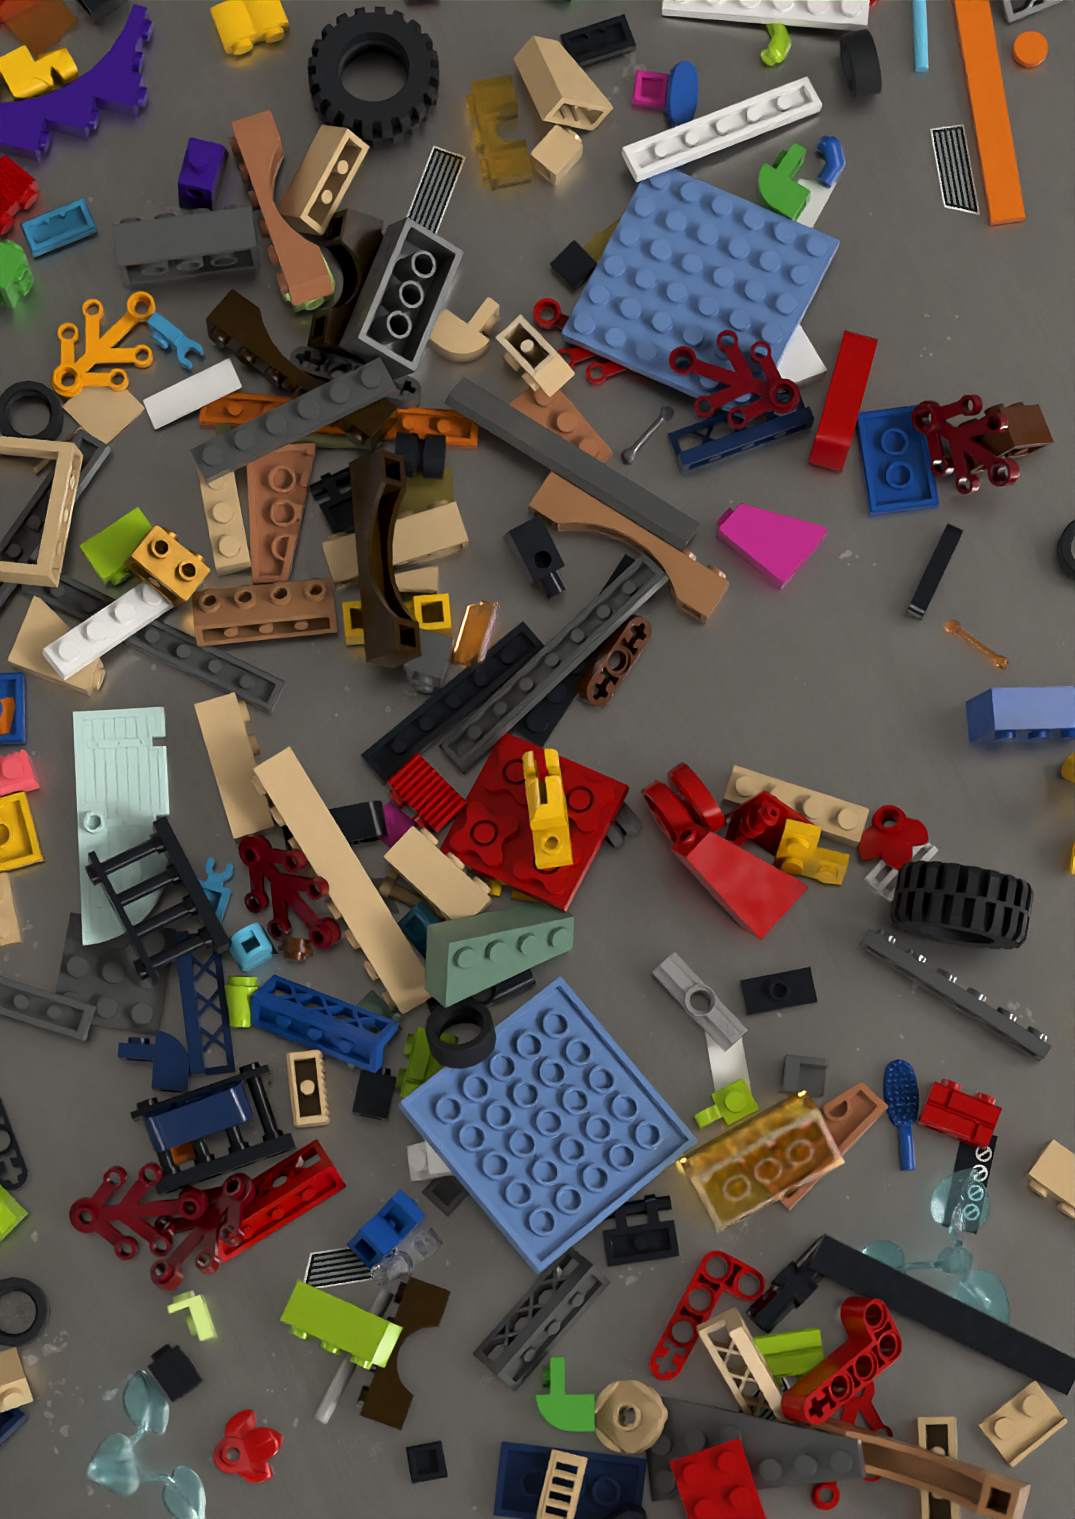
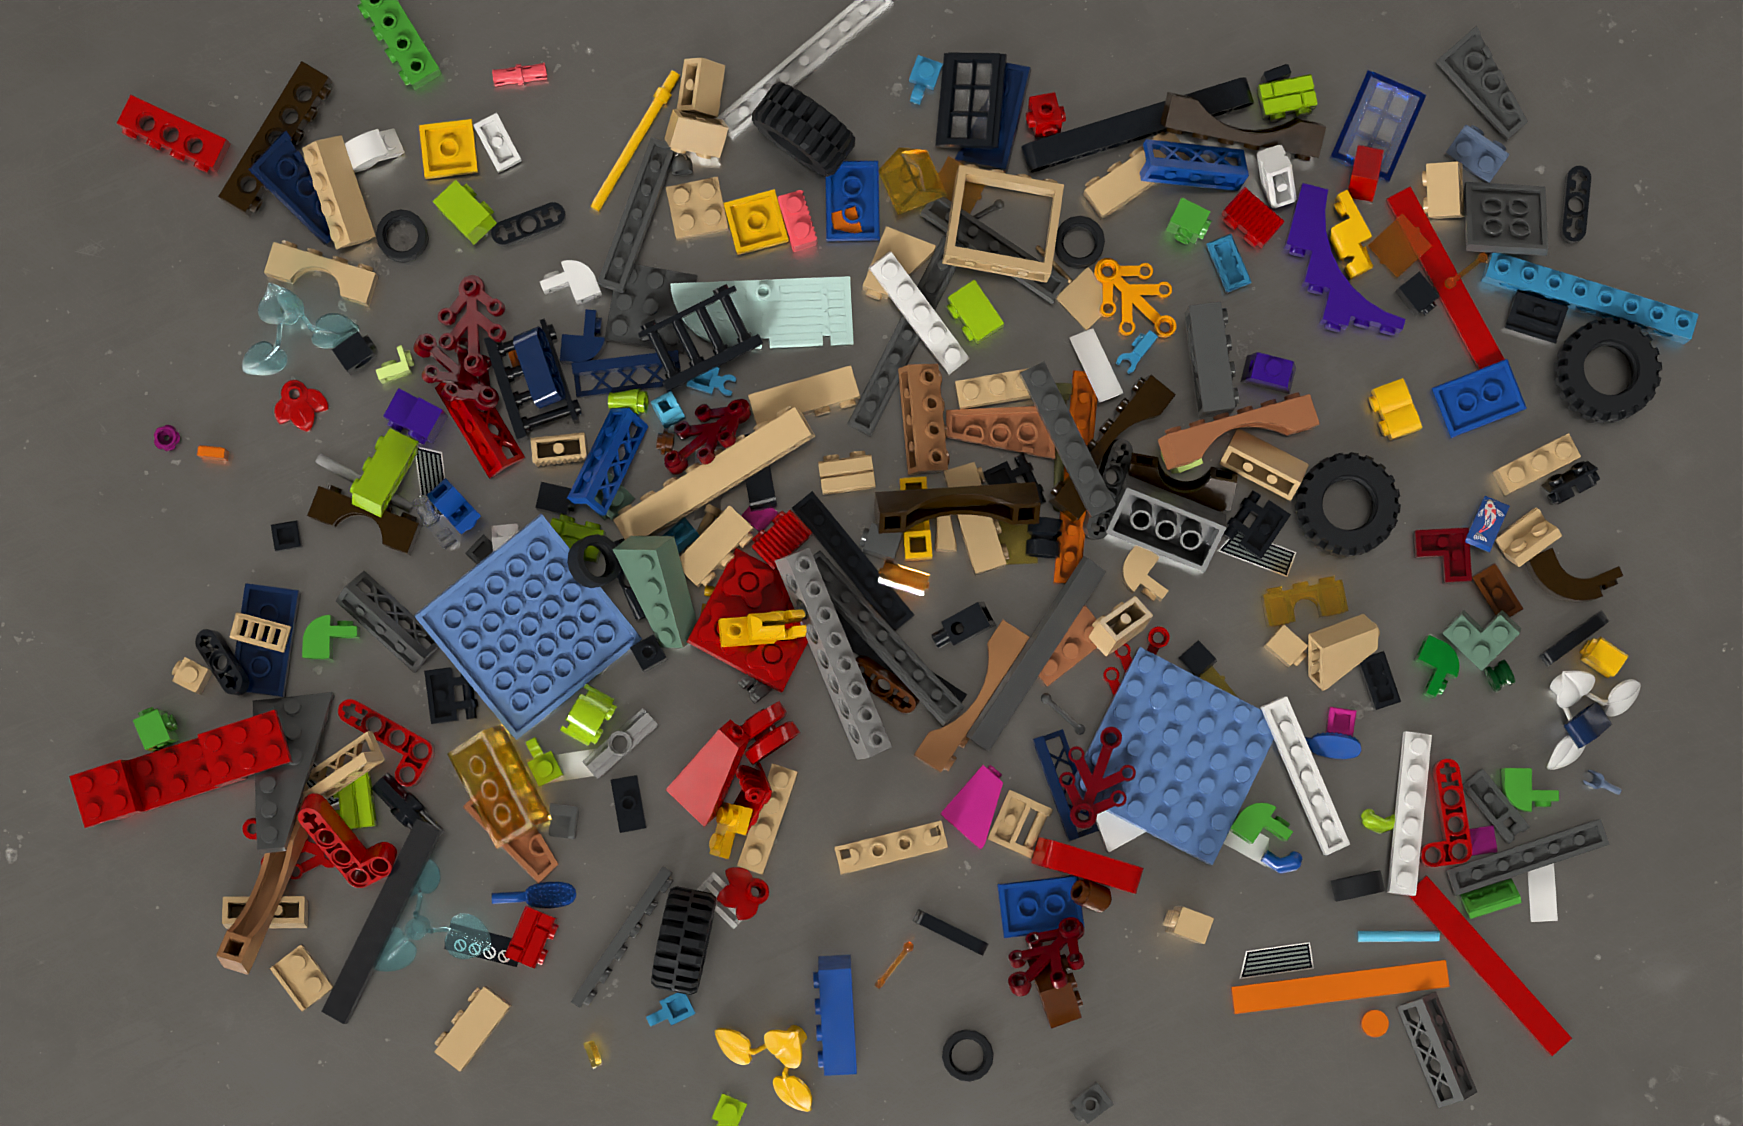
camera: 95 degrees right, 5 degrees up
(51, 1466) = (290, 263): none -> tan arch
(75, 1068) = (578, 277): none -> white brick
(167, 565) = (955, 345): brick -> none
(263, 1285) = (416, 416): none -> dark purple brick
(337, 710) = (846, 474): none -> tan brick
(405, 182) = (1263, 530): none -> black plate
(578, 720) = (833, 654): none -> light grey brick
(579, 965) = (648, 653): none -> black brick
(649, 1416) = (313, 698): tan plate -> none
(665, 1042) = (588, 715): none -> lime brick
(786, 495) = (1011, 820): none -> tan plate
(833, 639) = (891, 847): none -> tan window
(882, 393) = (1091, 895): none -> reddish brown brick
(921, 262) = (1188, 924): none -> tan brick
(1046, 926) = (675, 1008): none -> dark azure plate

